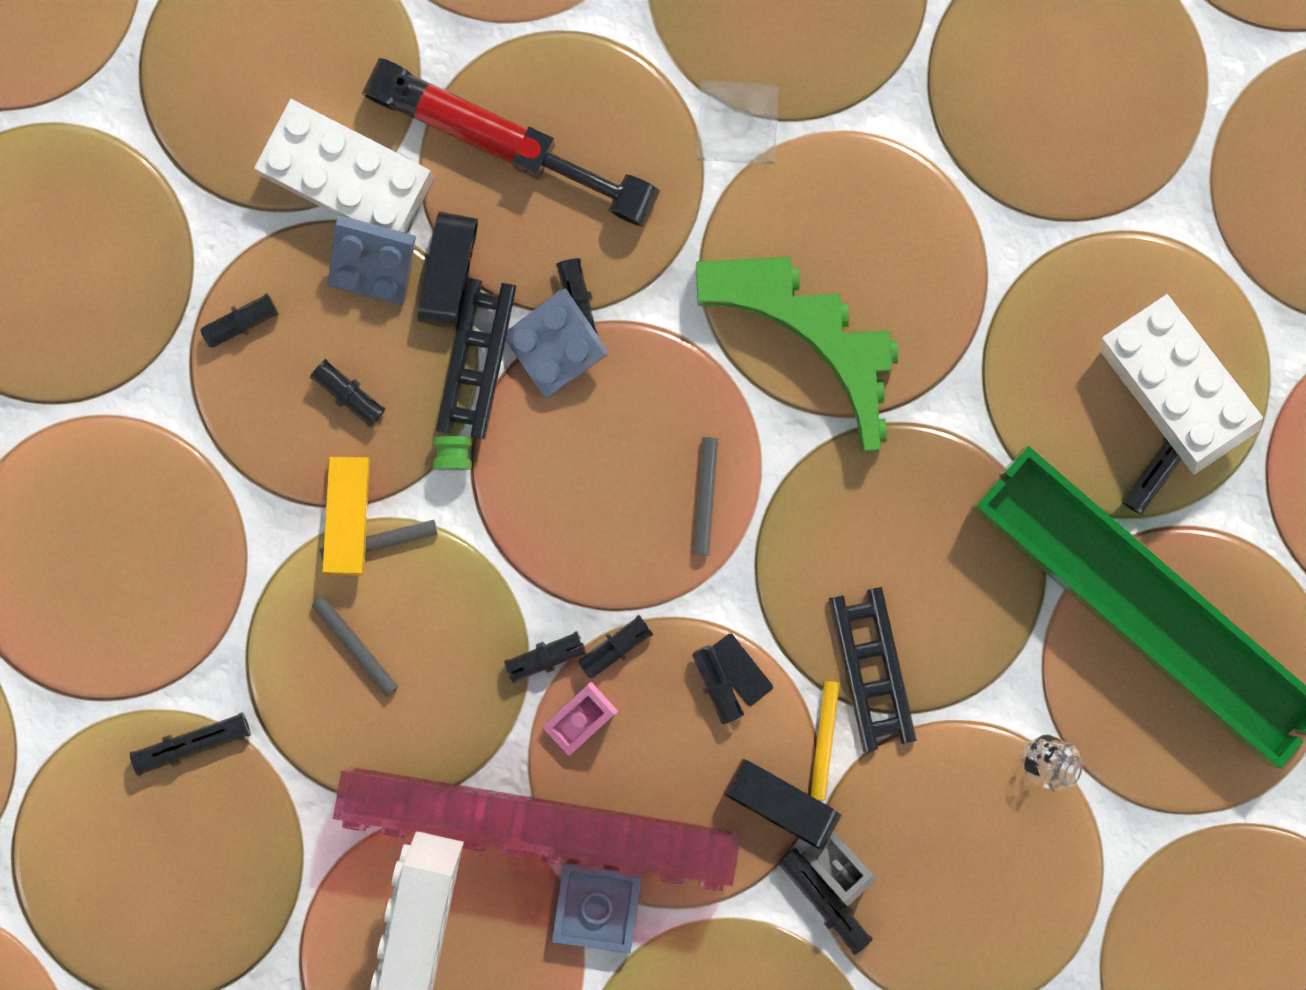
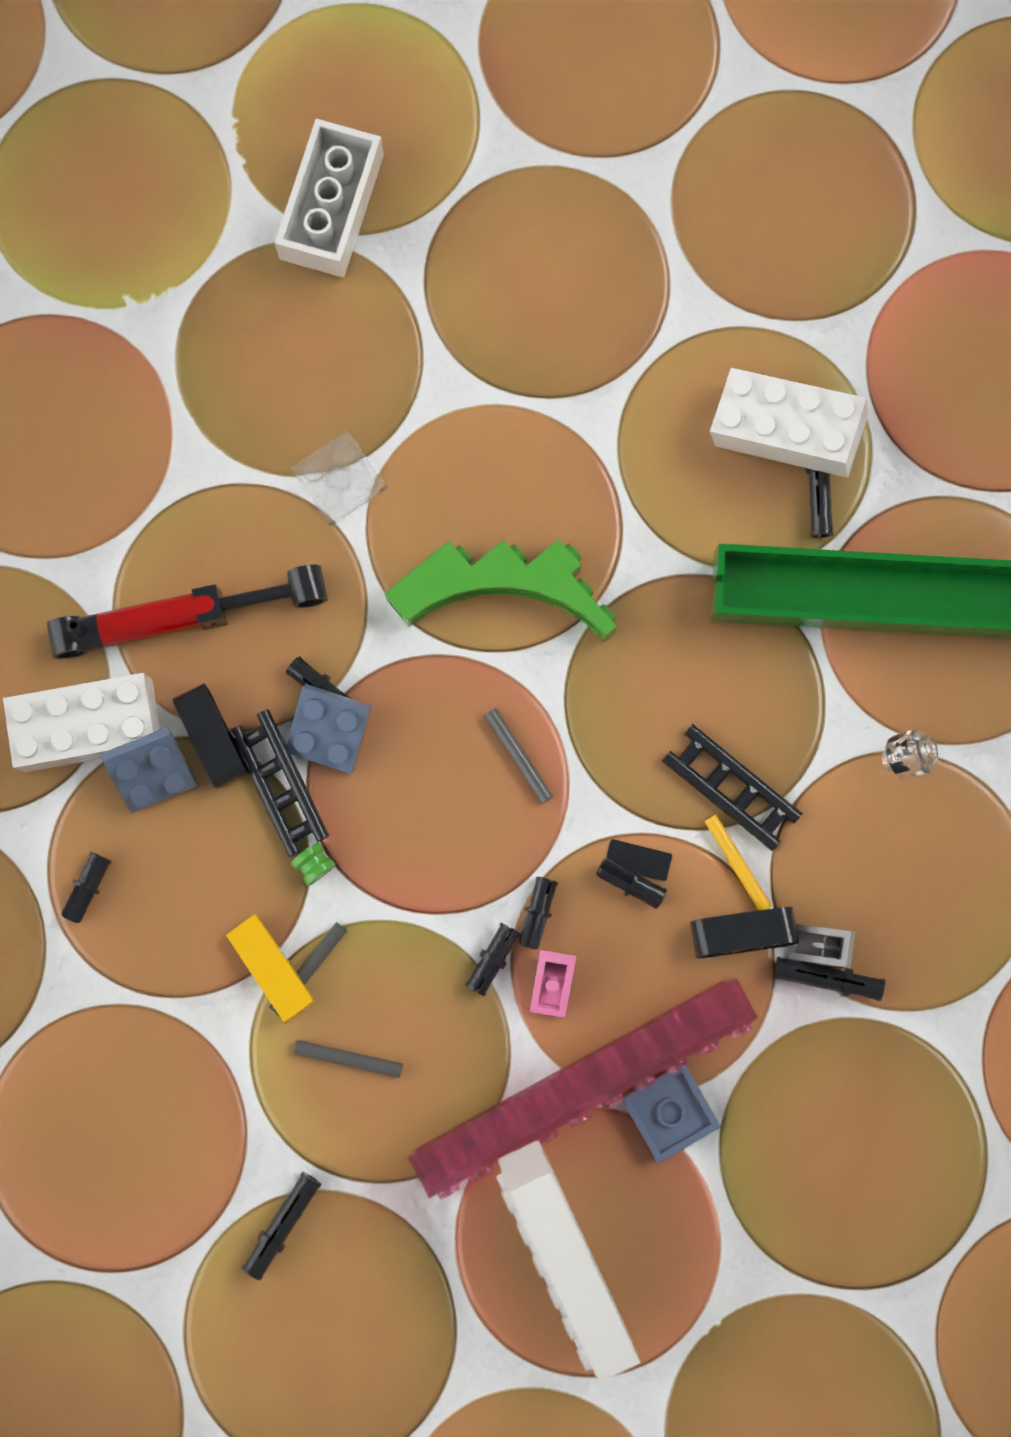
camera: 35 degrees left, 5 degrees down
(347, 393) = (204, 879): black pin -> none

